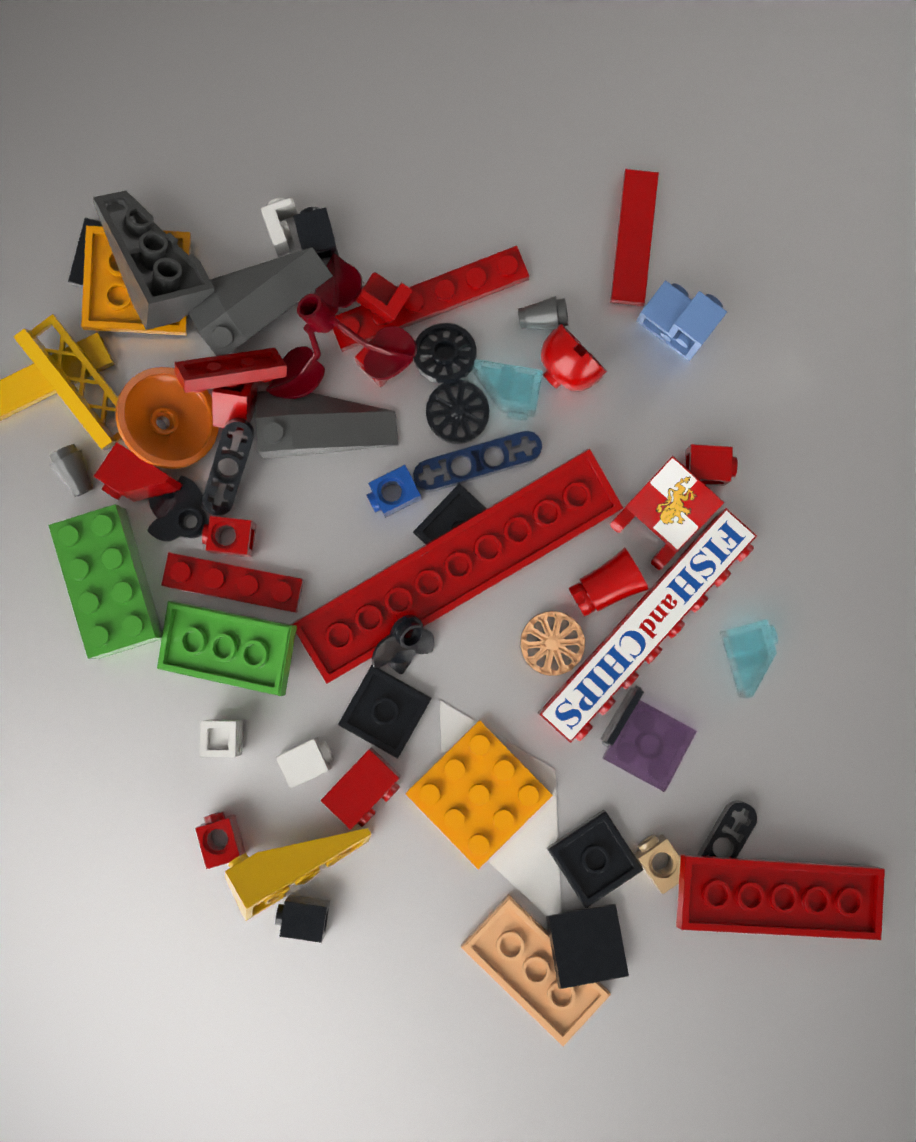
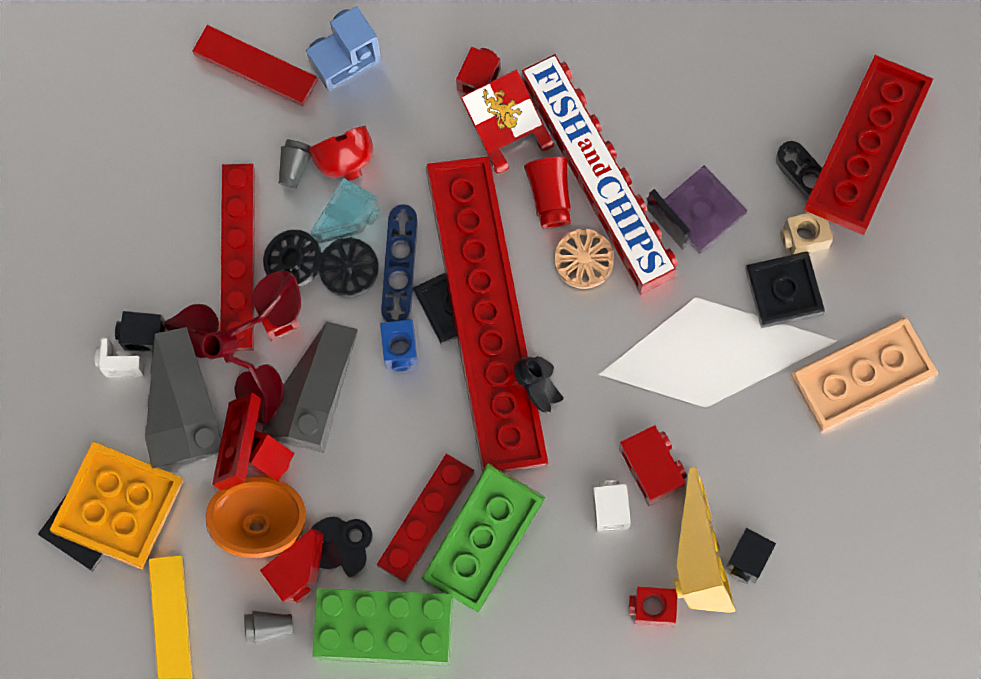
camera: 65 degrees left, 10 degrees down
(63, 384) = (191, 600): yellow fence -> none
(155, 270) = (119, 479): dark grey wedge -> none
(221, 738) = (563, 570): white brick -> none
(230, 492) = (333, 502): black beam -> none
(243, 543) = (383, 488): red brick -> none
(383, 297) = (225, 289): red panel -> none
(384, 711) = (591, 424): black tile -> none
(479, 794) = (693, 367): light orange plate -> none
(587, 946) = (857, 320): black tile -> none
(749, 654) = (654, 98): clear light blue slope -> none

